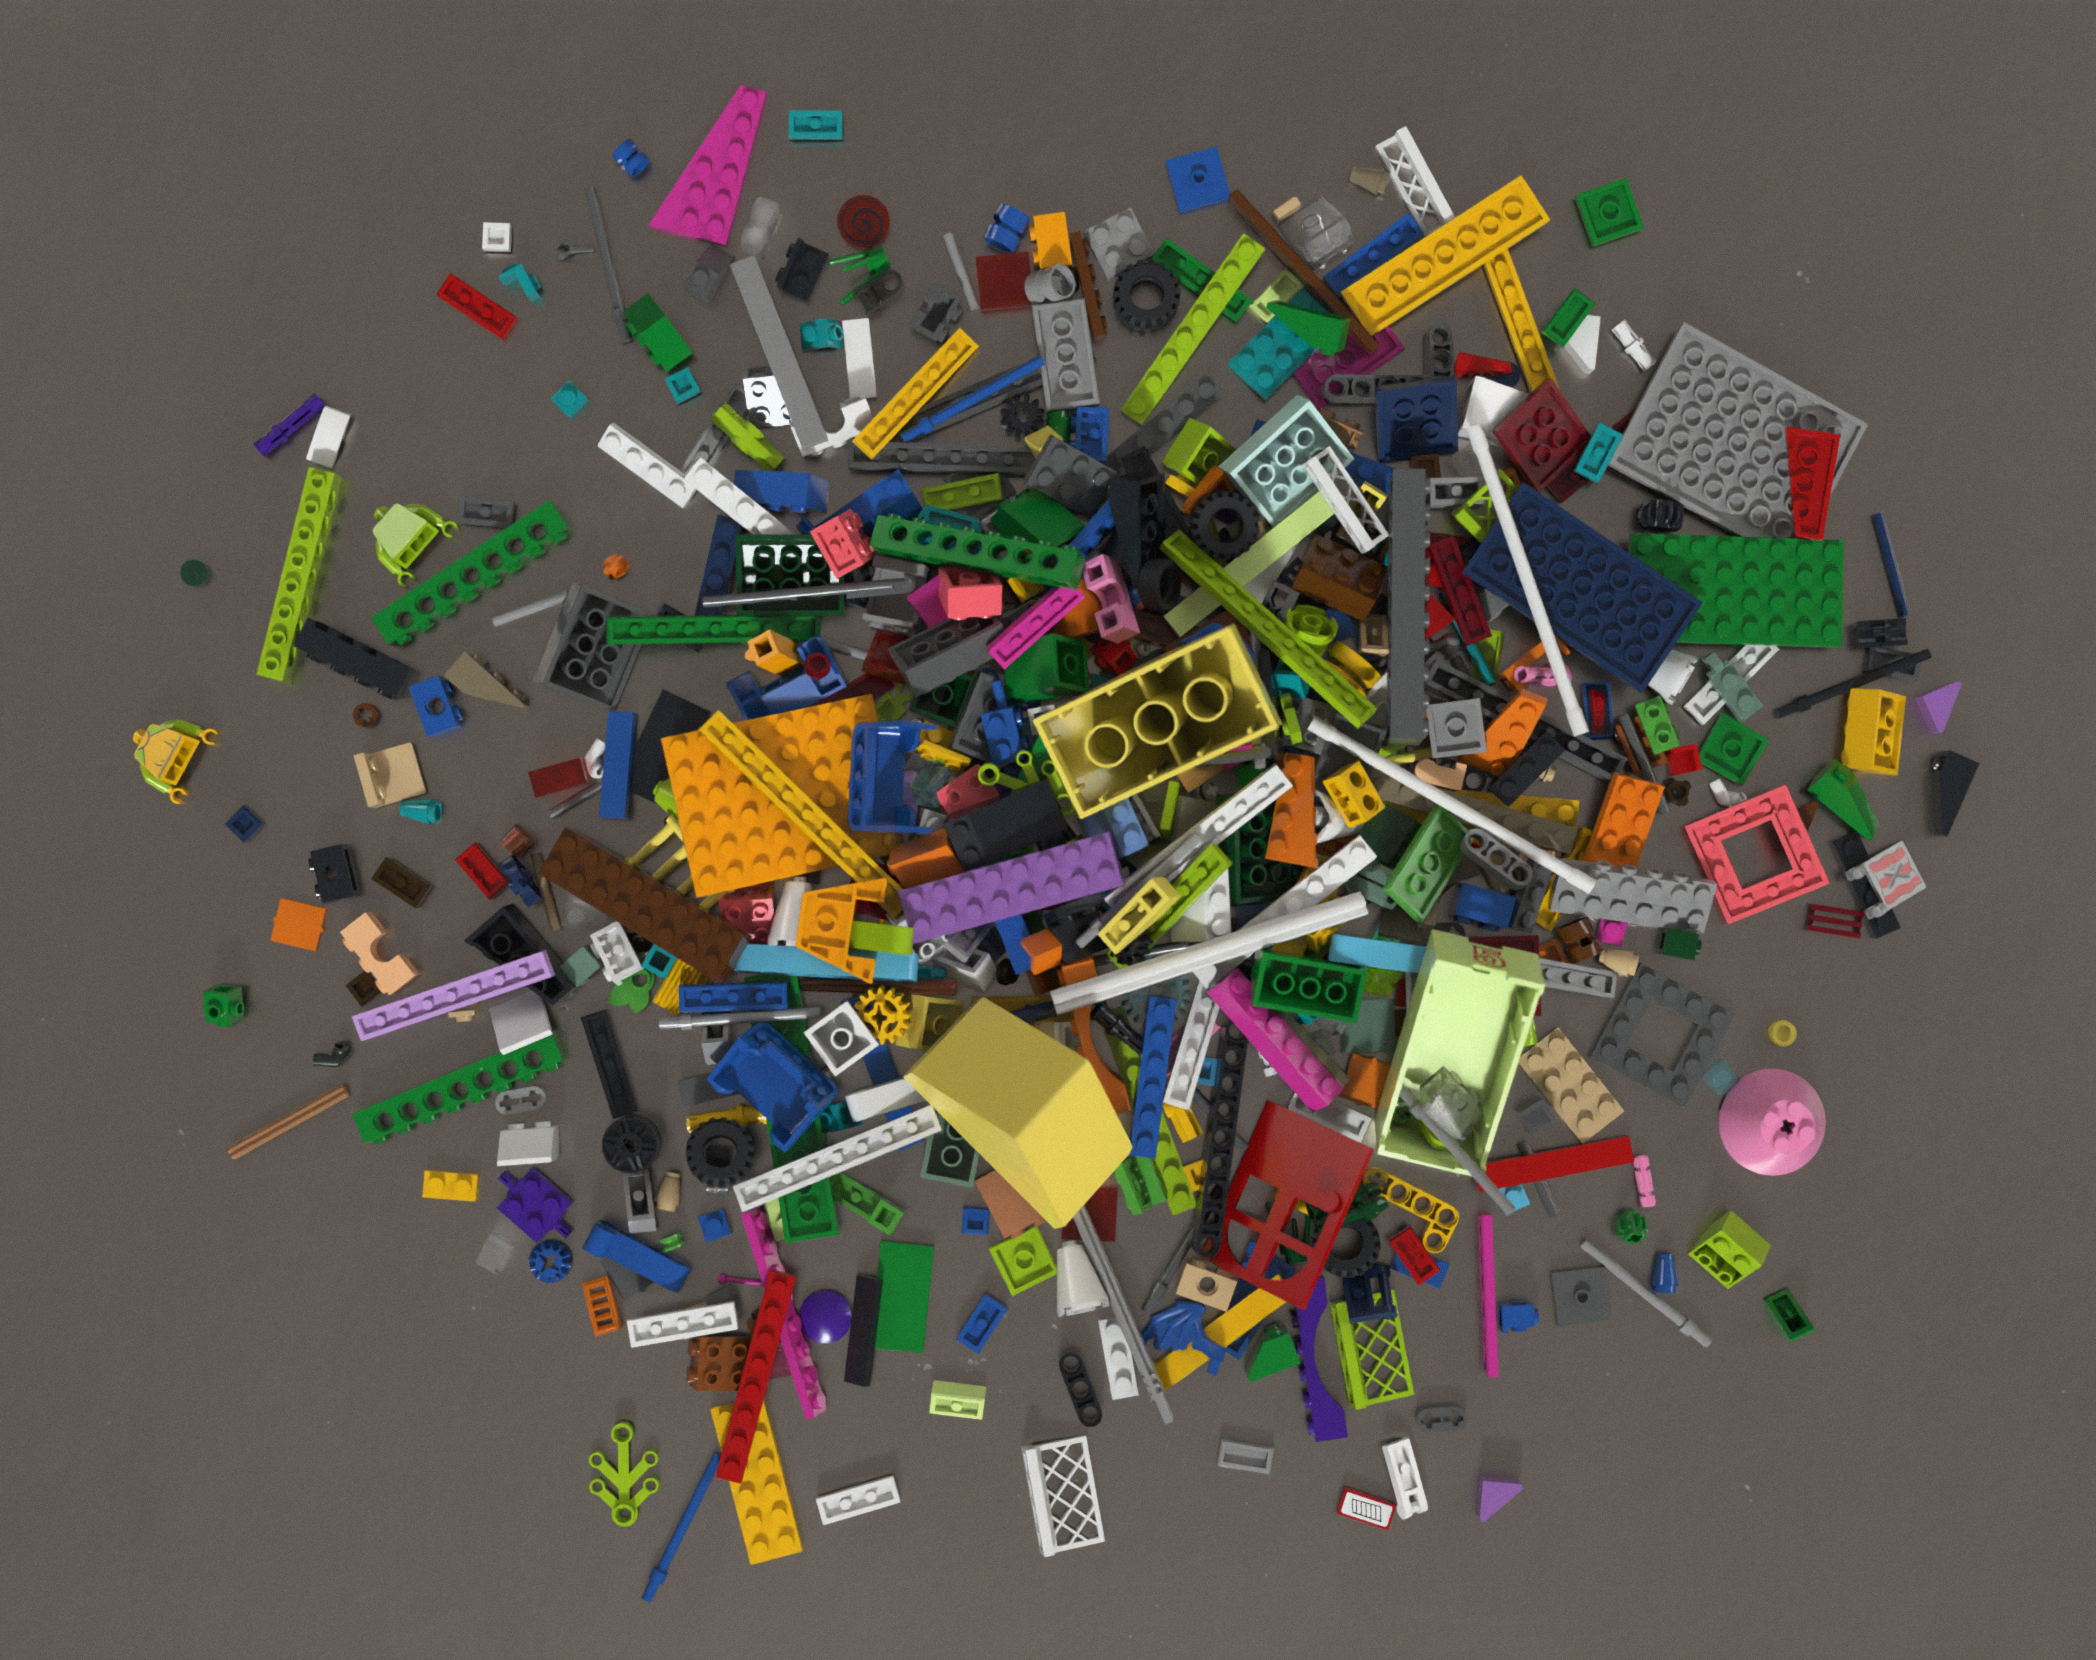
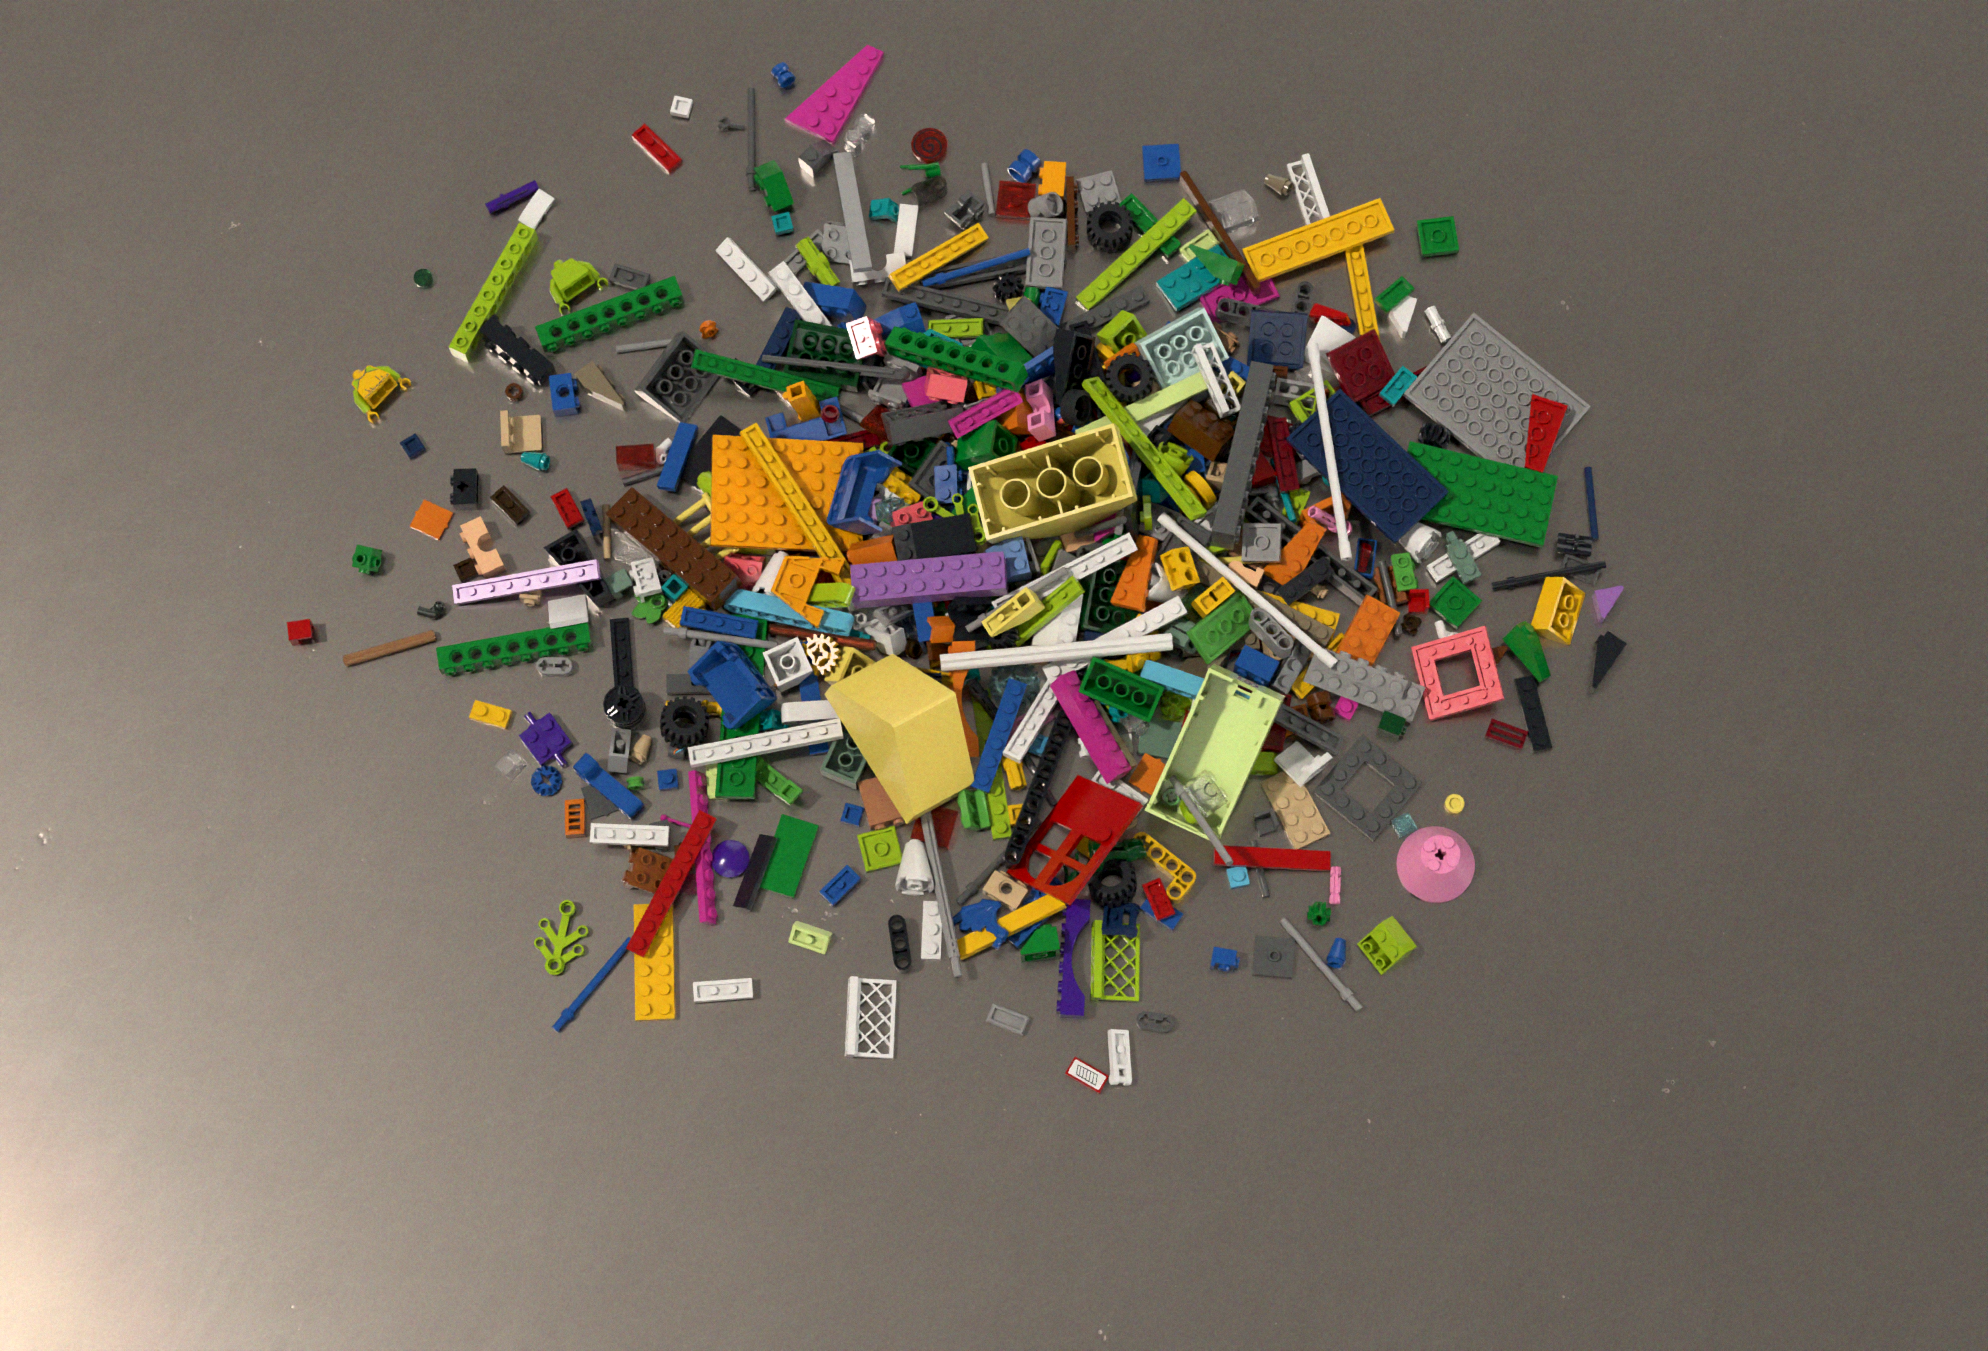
camera: 15 degrees right, 15 degrees down
(157, 1127) = (299, 630): none -> red panel
(518, 841) = (596, 492): copper leg -> none
(528, 282) = (689, 131): teal bracket -> none
(528, 1144) = (552, 695): white slope -> none
(569, 399) = (704, 218): teal plate -> none
(801, 271) = (880, 167): black bracket -> none
(815, 125) = (911, 78): teal plate -> none
(1286, 209) = (1216, 191): tan tile -> none
(1374, 254) = (1272, 229): blue plate -> none
(1406, 825) = (1212, 597): none -> yellow brick
(1488, 1302) = (1206, 940): dark pink tile -> none
(1494, 1494) = (1182, 1081): medium lavender slope -> none
(1569, 1026) = (1301, 764): none -> white bracket
(1619, 961) = (1347, 729): tan cone -> none
(1788, 1315) = (1420, 1000): green slope -> none
(1891, 877) = (1551, 710): flag -> none

